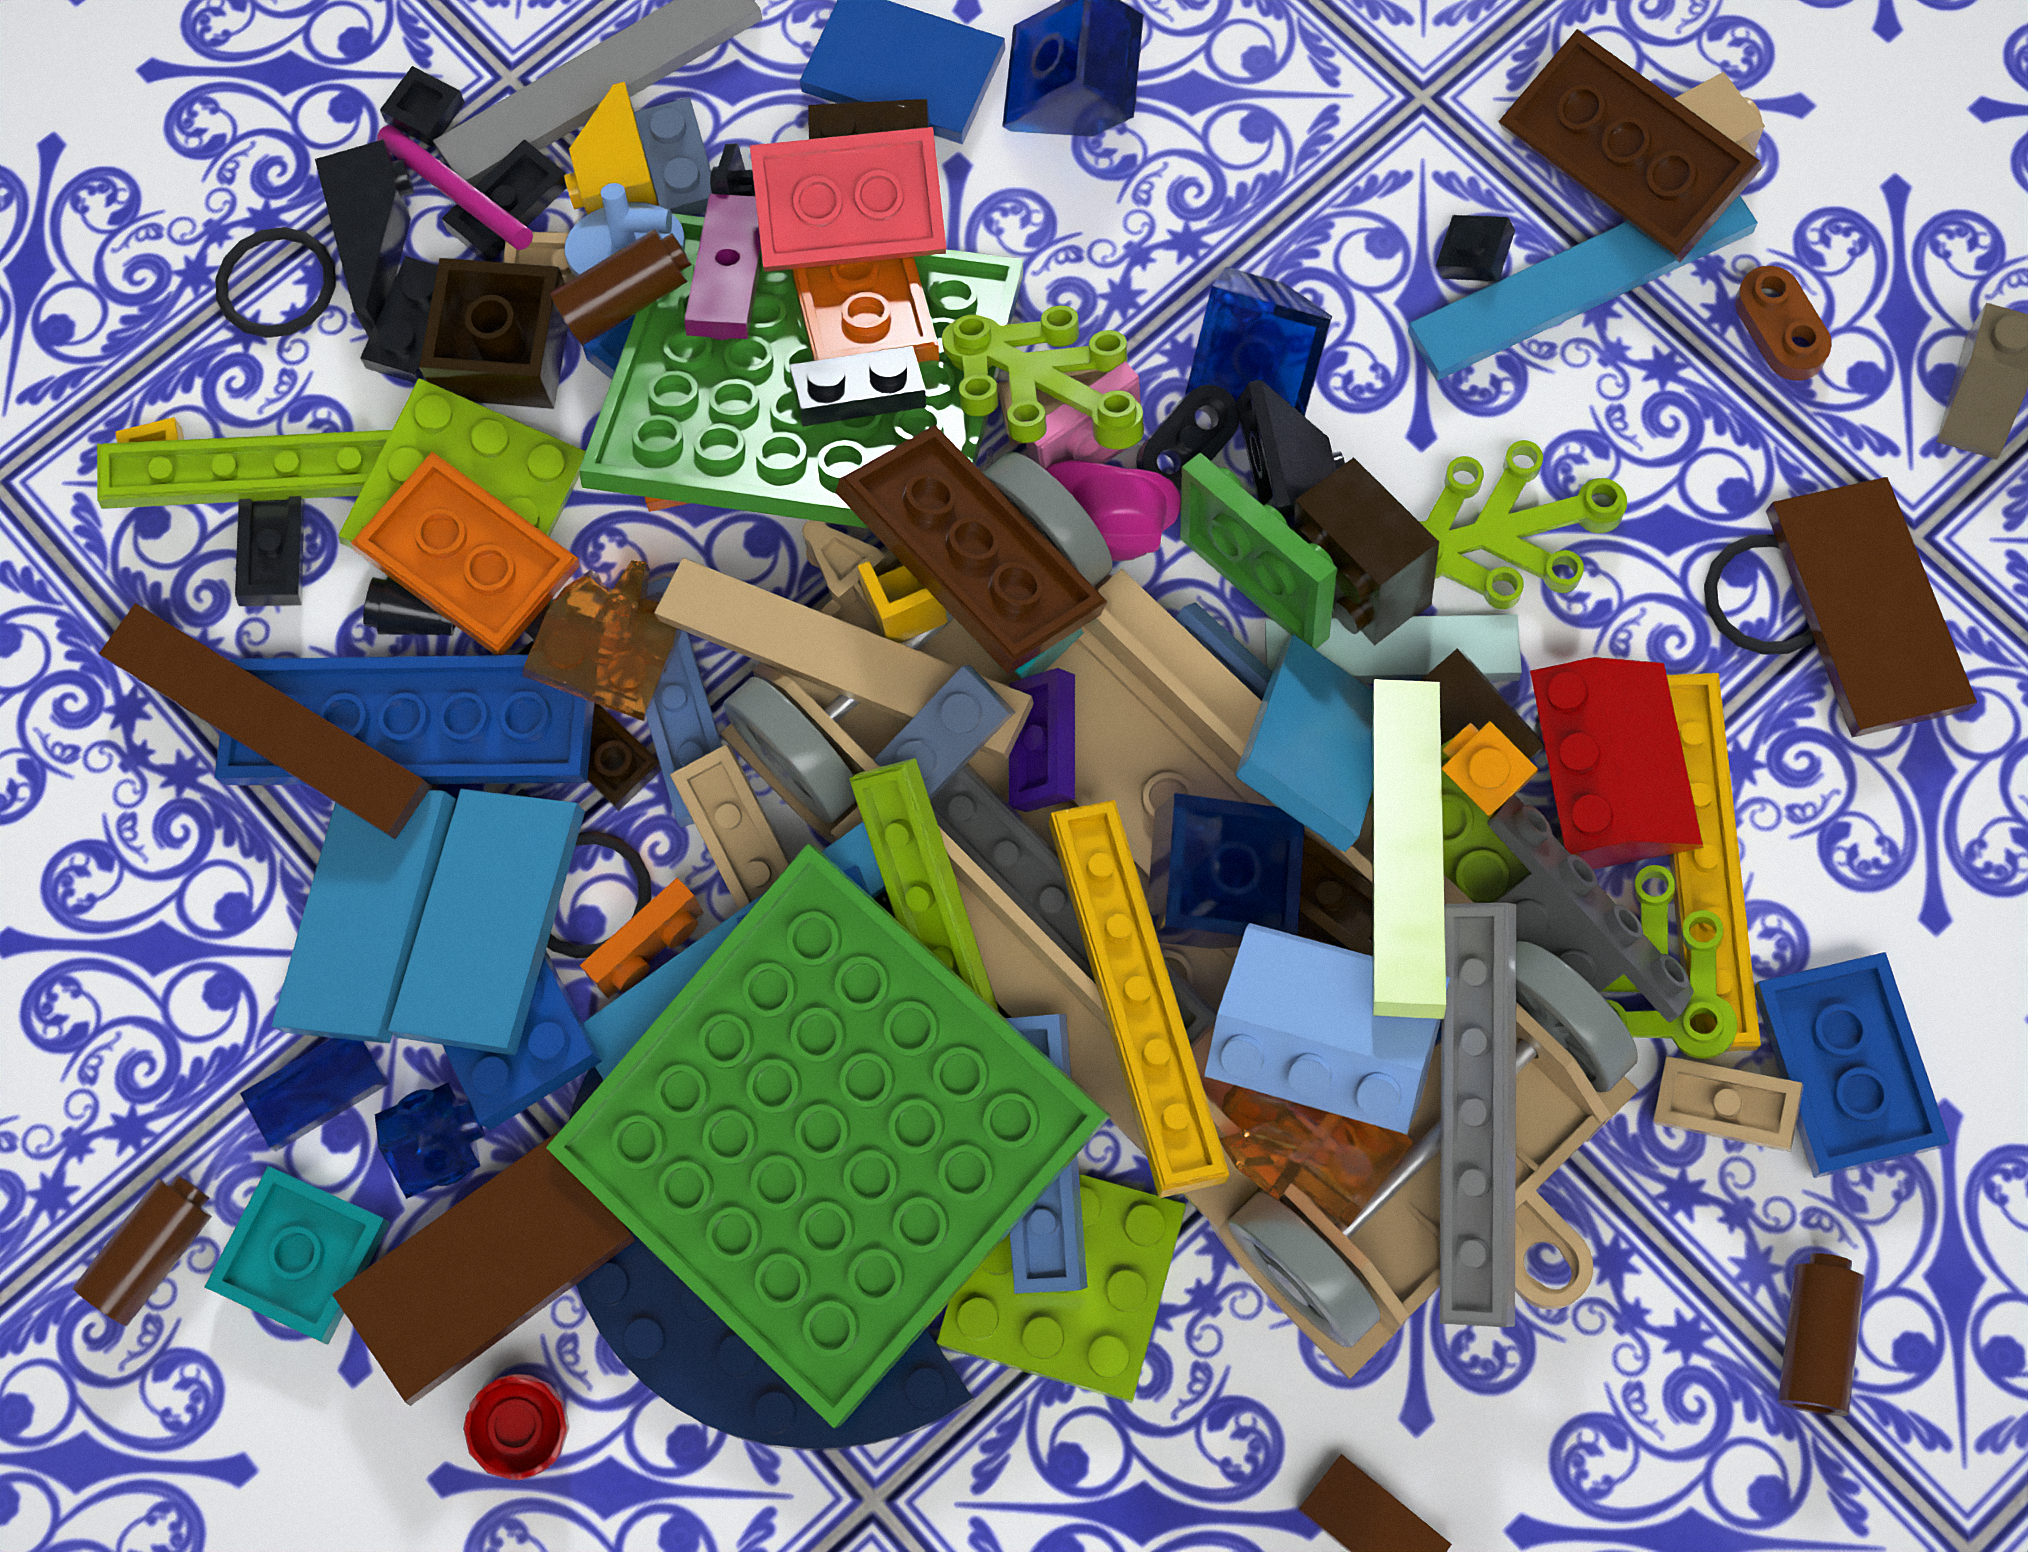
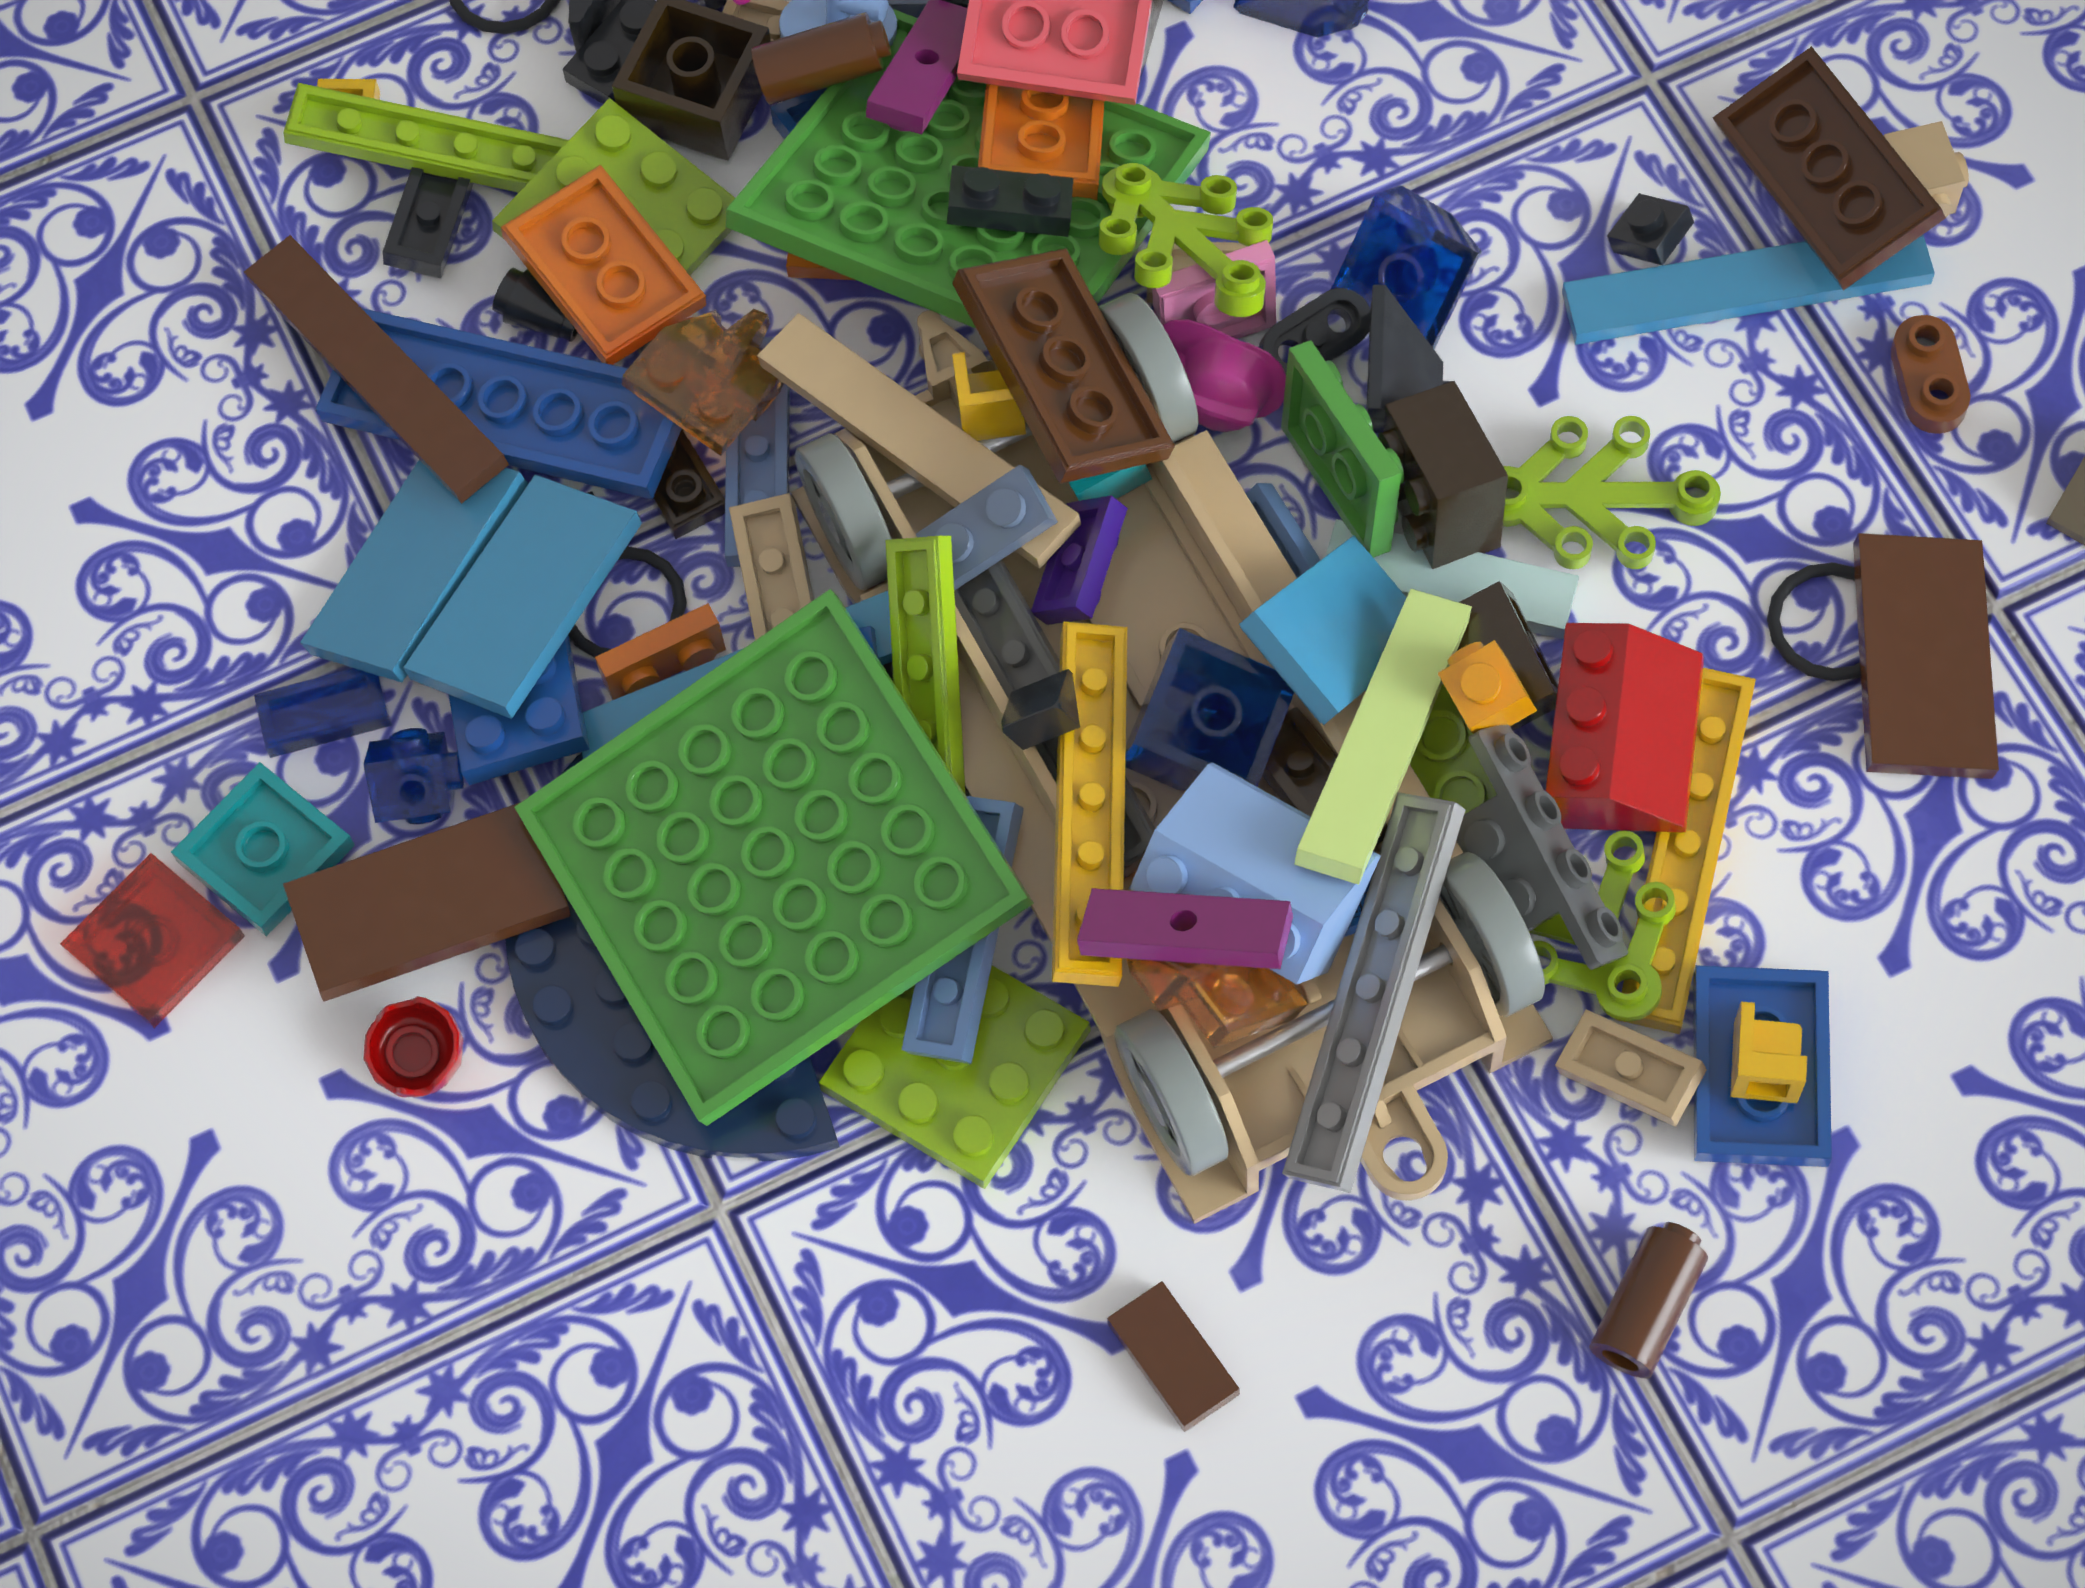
camera: 15 degrees right, 5 degrees down
(144, 1249) = (128, 805): reddish brown brick -> none
(211, 1382) = (152, 940): none -> clear red tile
(1060, 913) = (1041, 710): none -> black slope
(1246, 1117) = (1185, 928): none -> magenta tile
(1860, 1060) = (1766, 1058): none -> yellow panel

